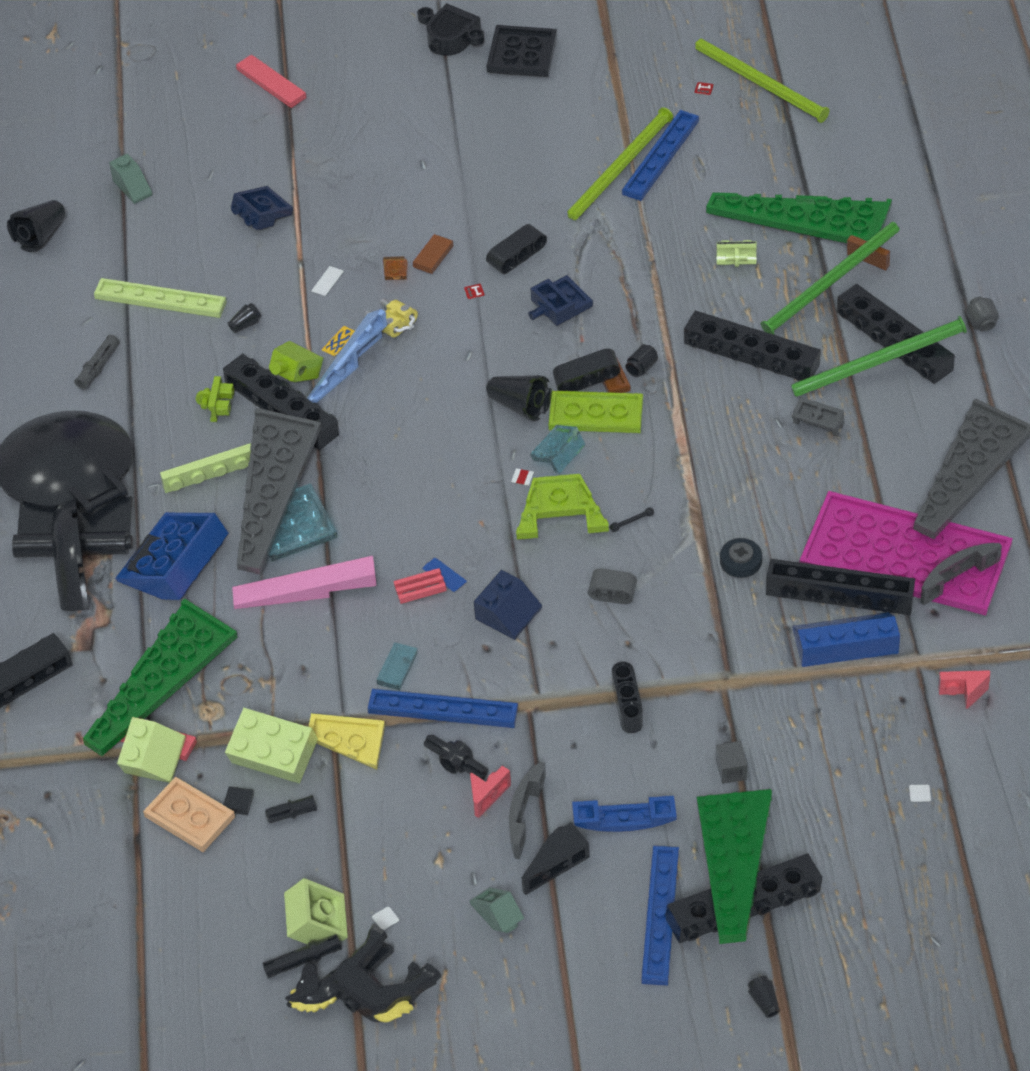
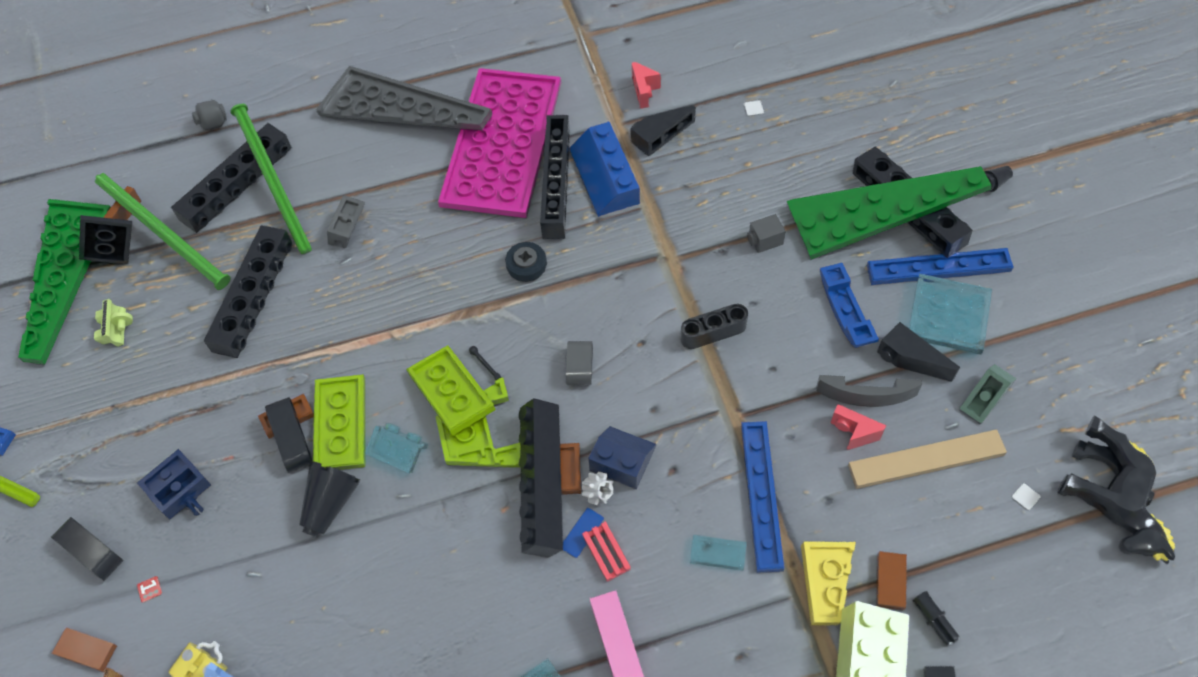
camera: 100 degrees left, 10 degrees up
(298, 957) = (1108, 562): black pin -> none
(314, 912) = (1059, 559): yellowish green slope -> none
(335, 787) = (891, 580): none -> dark orange tile
(443, 845) = (926, 459): none -> tan tile
(455, 756) = (824, 465): black axle -> none
(476, 581) = (597, 488): none -> white gear
(498, 540) = (540, 479): none -> black brick
(517, 567) = (570, 468): none -> dark orange tile
(522, 476) = (435, 480): sticker -> none
(596, 903) = (951, 313): none -> clear light blue plate
(605, 485) = (450, 390): none -> lime tile
(641, 360) = (269, 386): black brick -> none
(823, 235) = (104, 239): none -> black slope
(891, 687) = (660, 128): none -> black slope
(981, 556) = (526, 97): dark grey slope -> none

